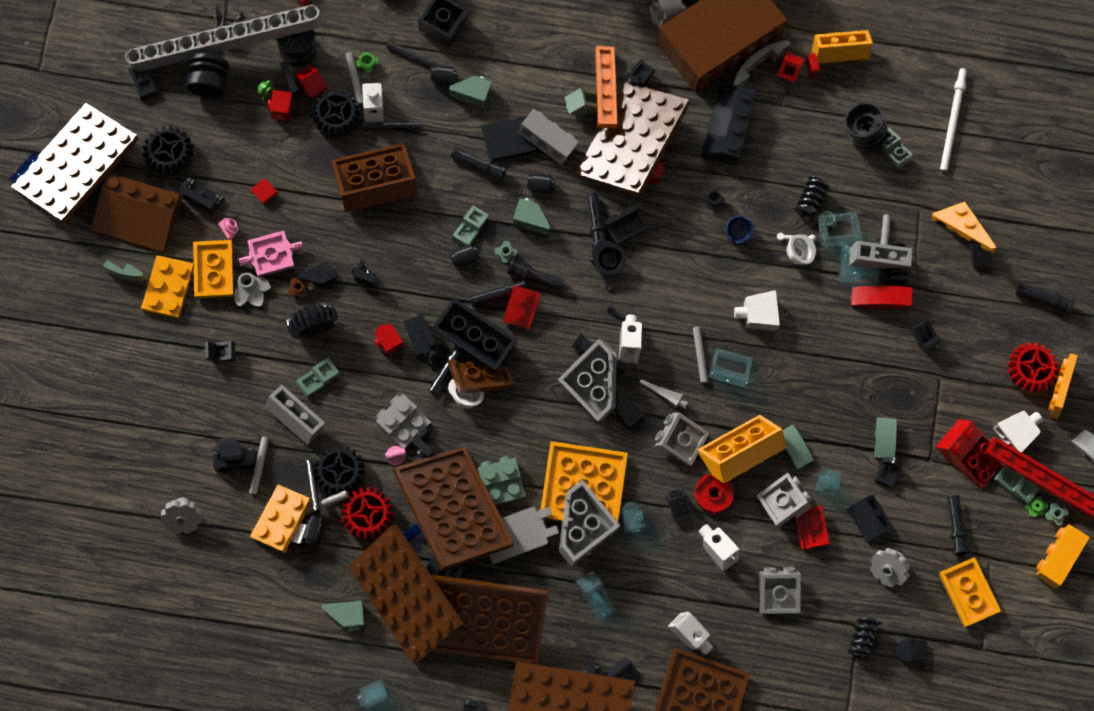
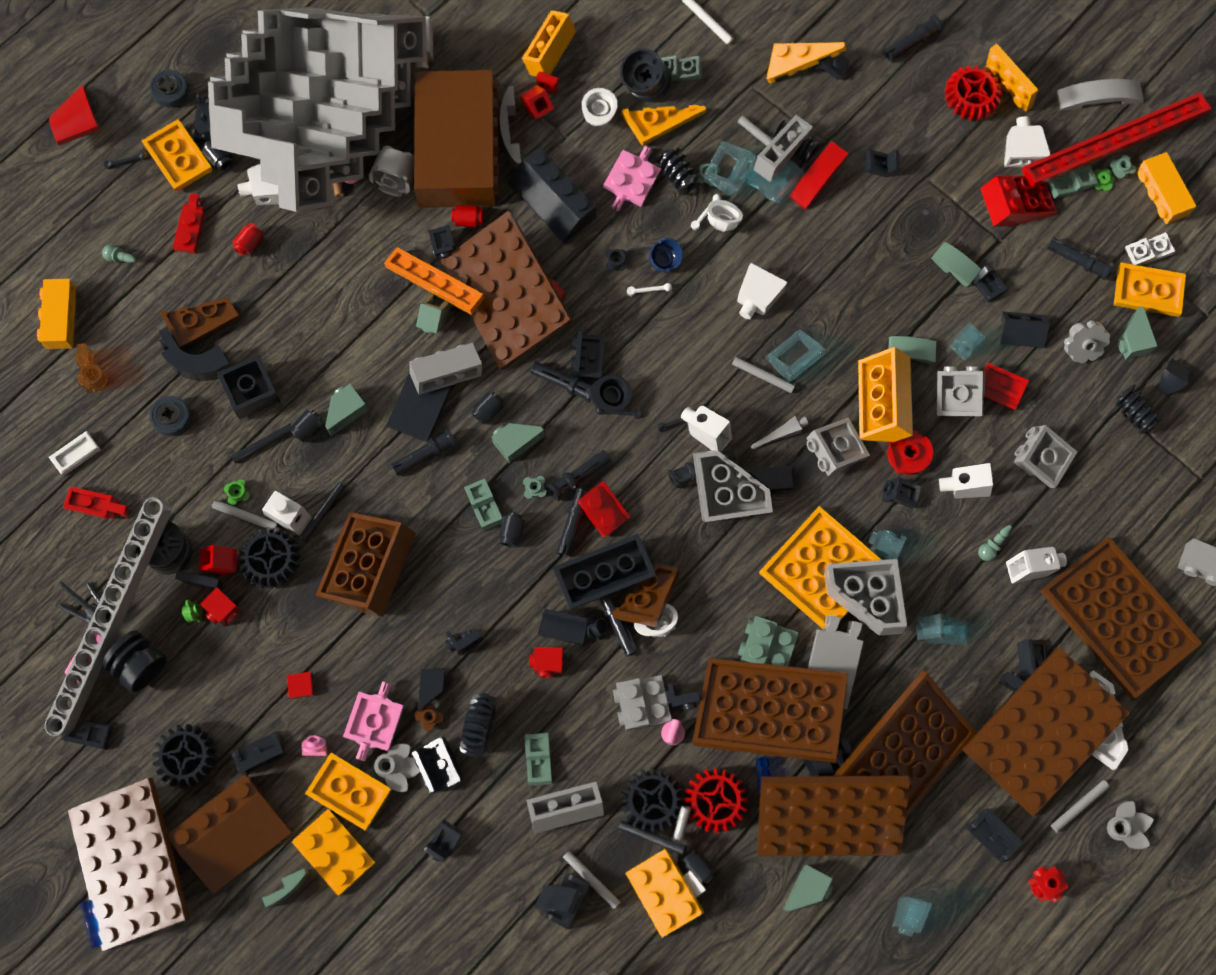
camera: 50 degrees left, 0 degrees up
(268, 314) = (438, 766): none -> black bracket
(671, 78) = (467, 216): none -> red brick
(678, 595) = (989, 550): none -> sand green bar
(698, 225) = (631, 290): none -> white hinge
(783, 170) = (631, 178): none -> bright pink plate
(819, 111) = (599, 106): none -> white piece
(838, 158) = (656, 122): none -> light orange wing
(922, 603) = (1137, 336): none -> sand green slope
(1002, 574) = (1150, 250): none -> white slope

